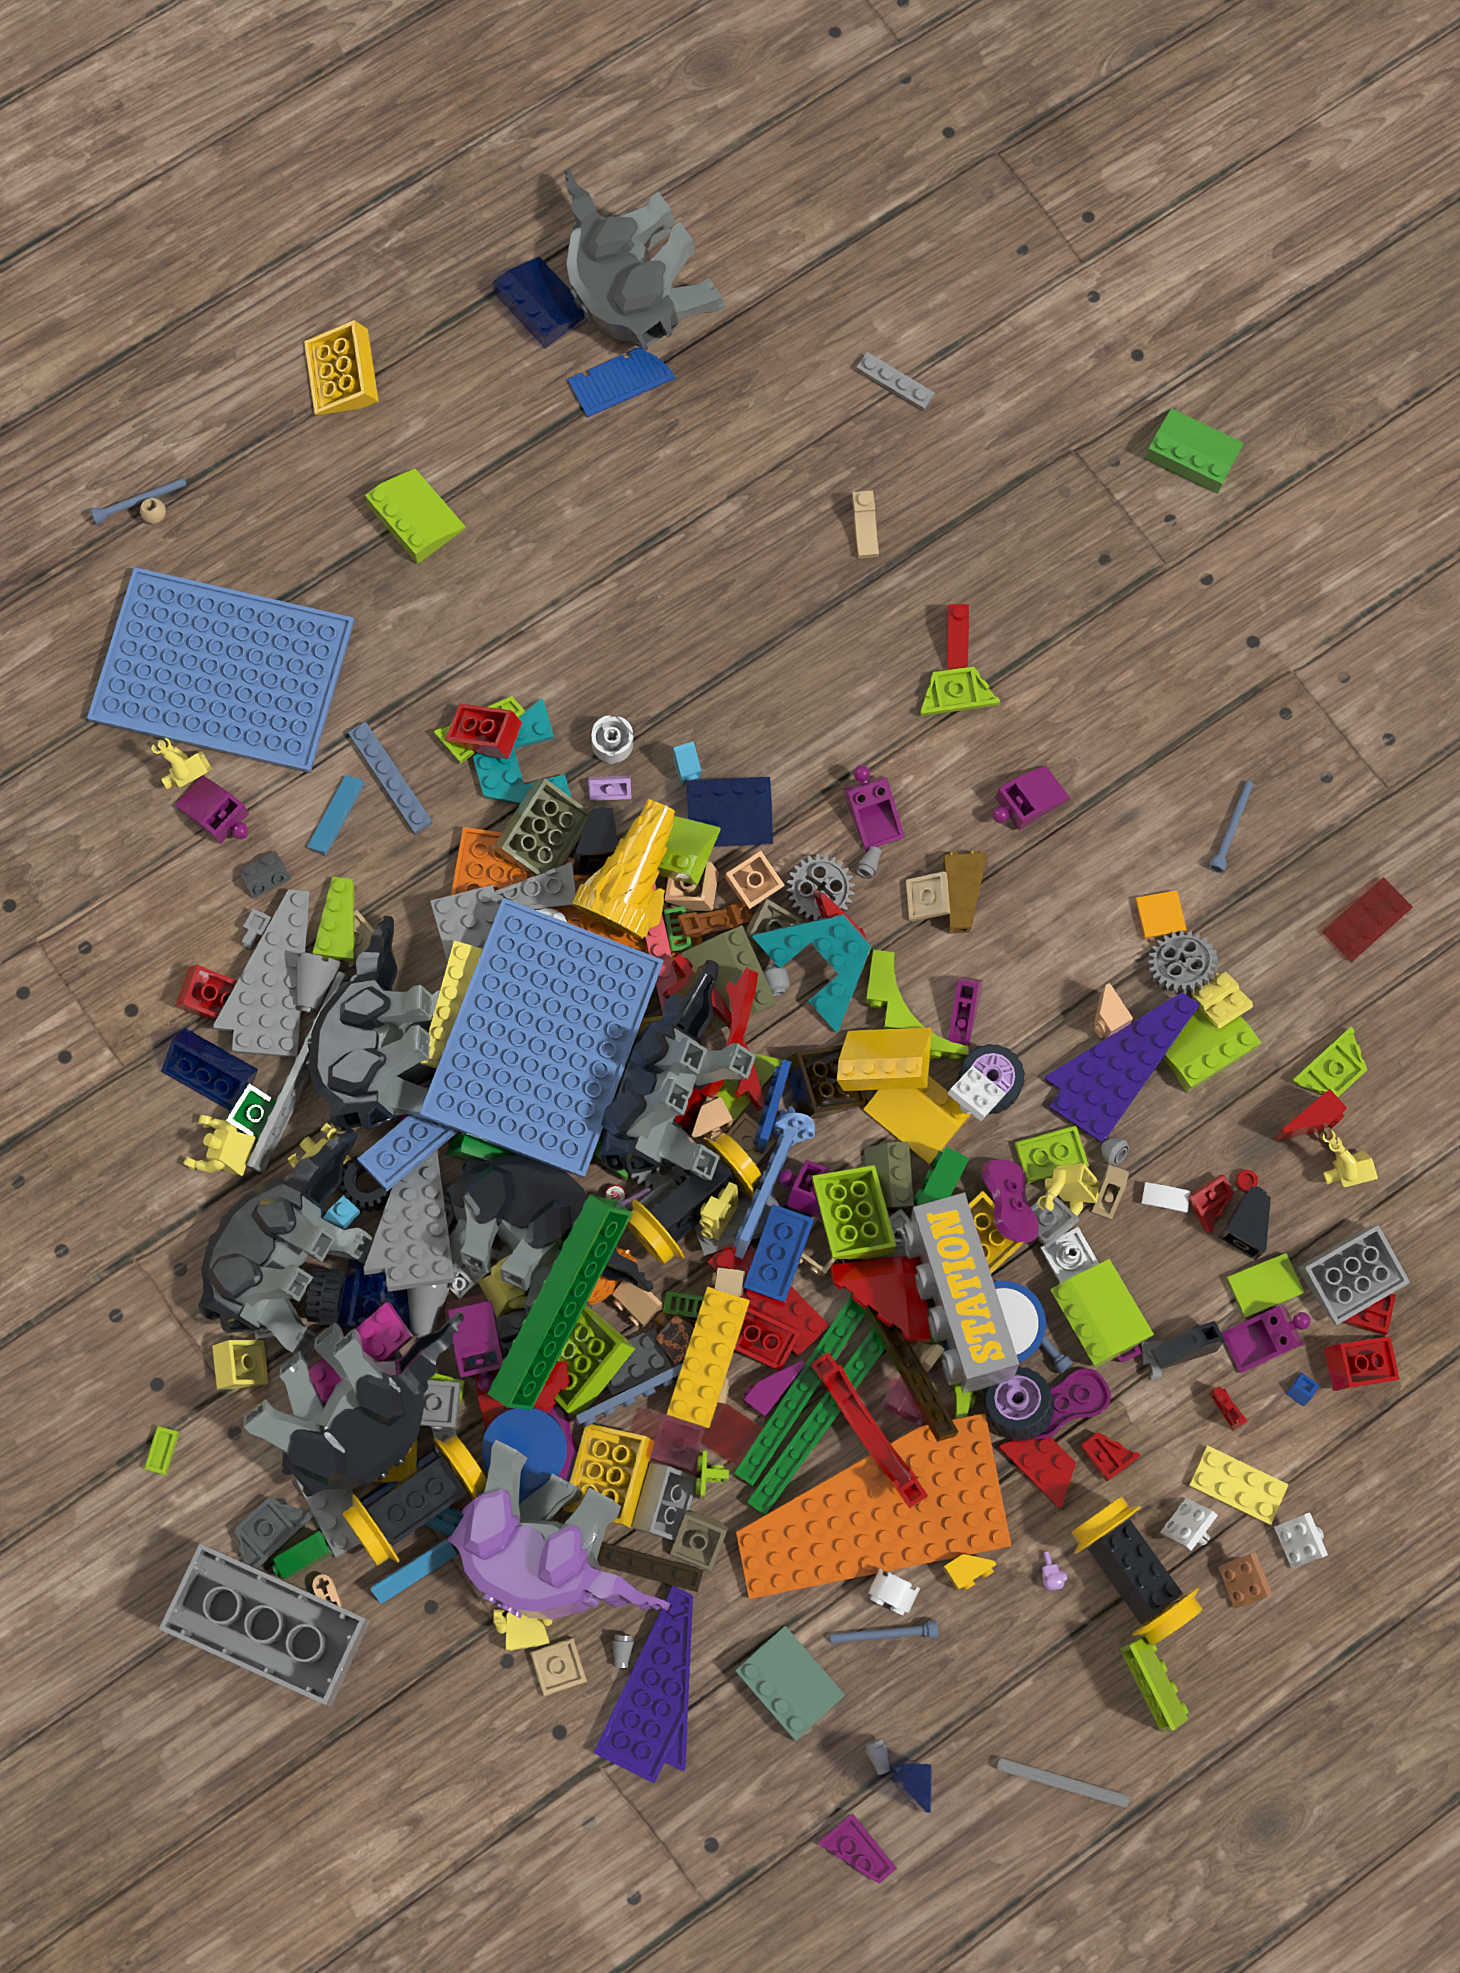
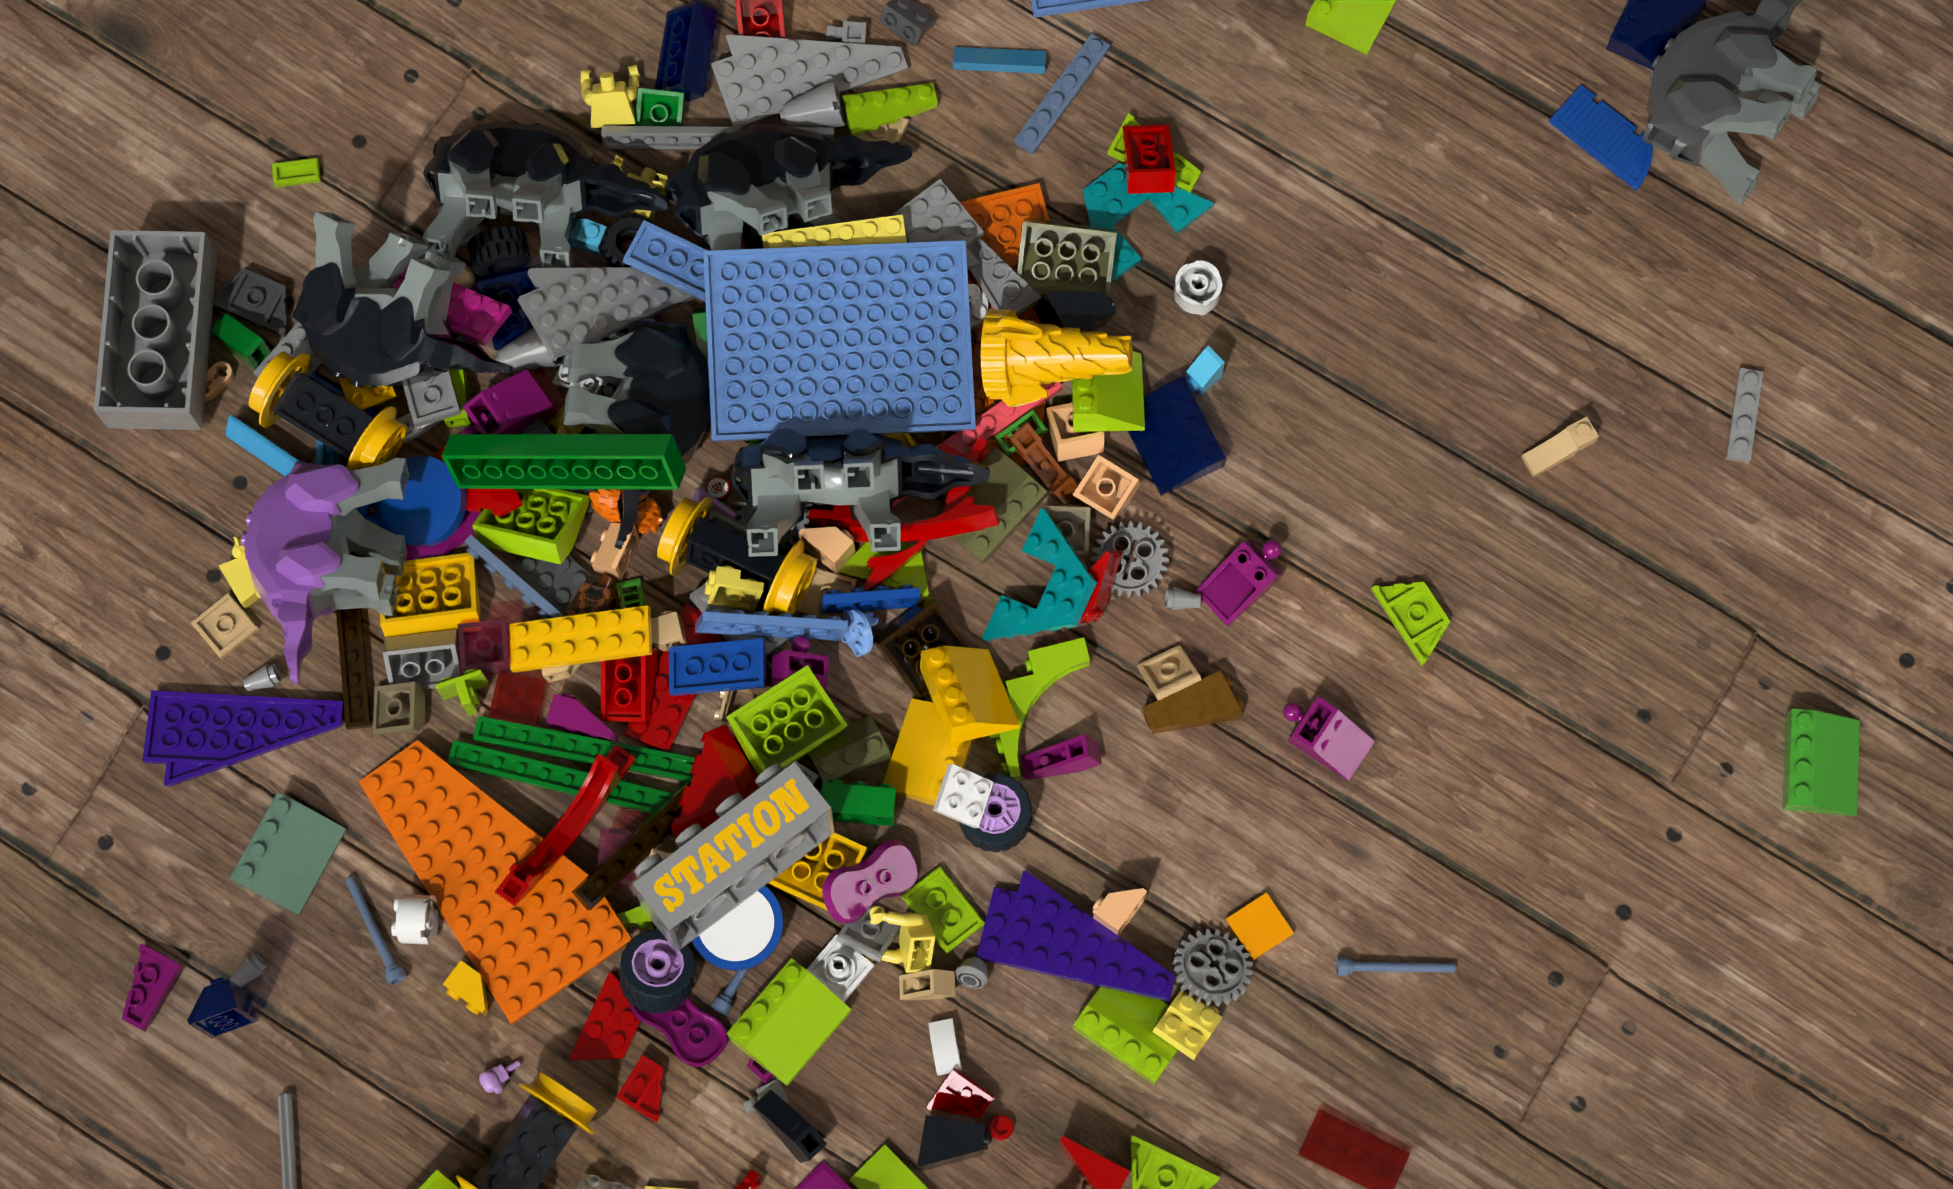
camera: 75 degrees right, 0 degrees up
(240, 1364) = (405, 205): light yellow slope -> none
(609, 788) = (1148, 308): lavender slope -> none
(777, 979) = (1009, 554): light grey head -> none
(957, 635) = (1477, 592): red slope -> none

